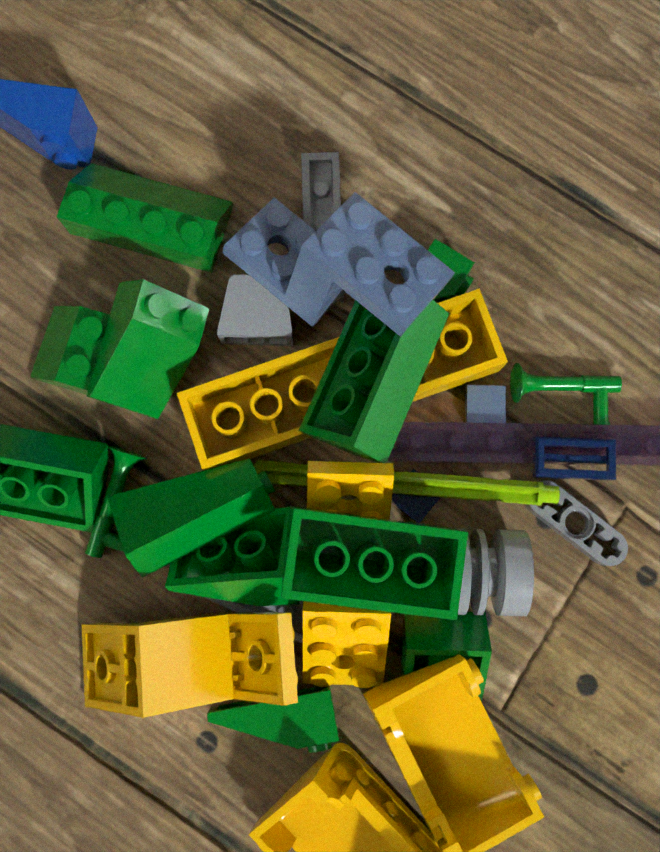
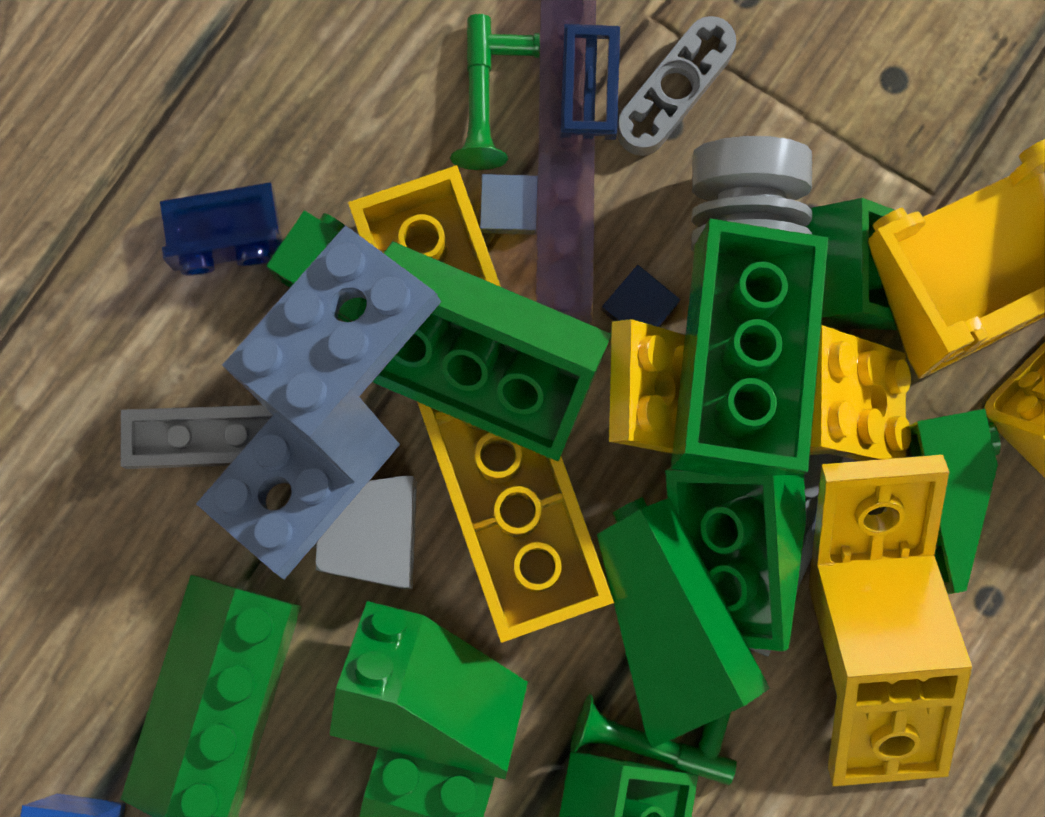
camera: 90 degrees left, 0 degrees up
(434, 485) = (624, 299): lime piece -> none
(462, 212) = (220, 229): none -> clear blue bracket

